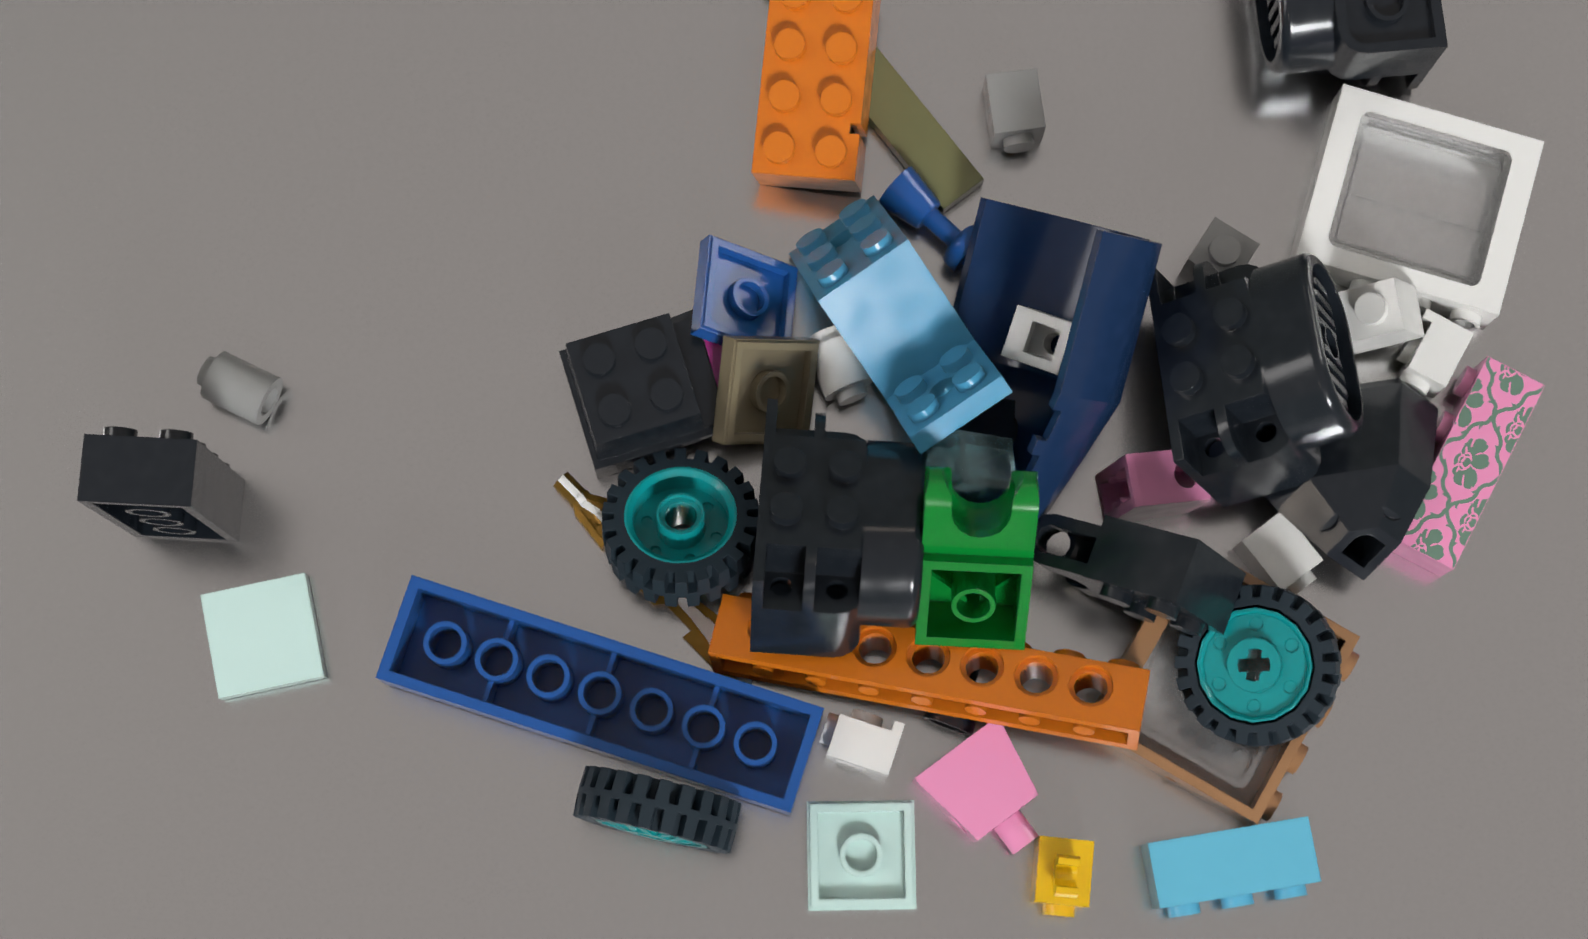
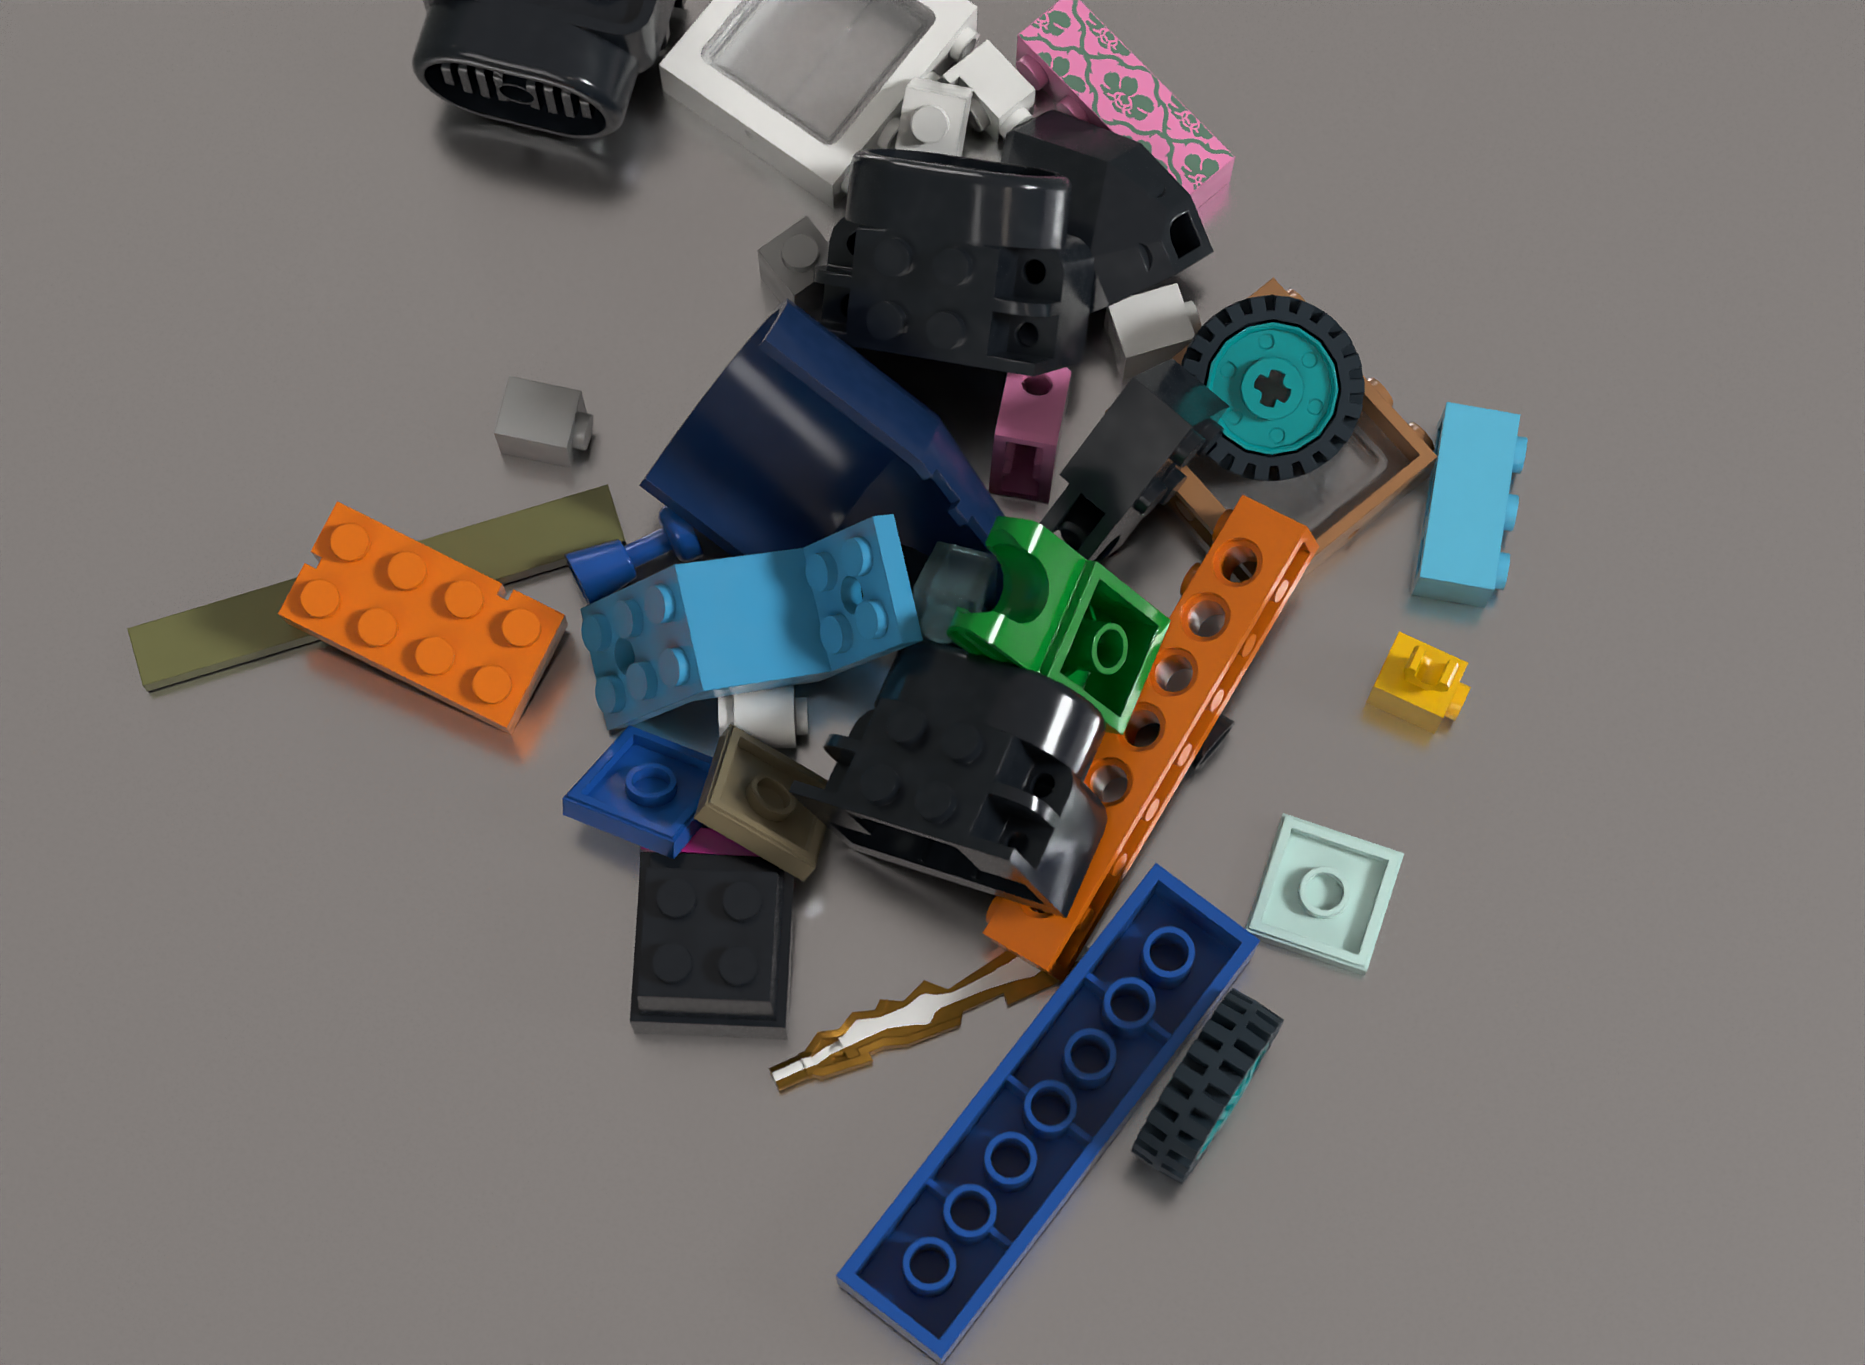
camera: 70 degrees left, 5 degrees down
(685, 561) = (923, 979): wheel -> none
(861, 741) = (1203, 843): white brick -> none
(983, 788) = (1296, 732): bright pink torso -> none
(1031, 339) = (824, 499): white brick -> none

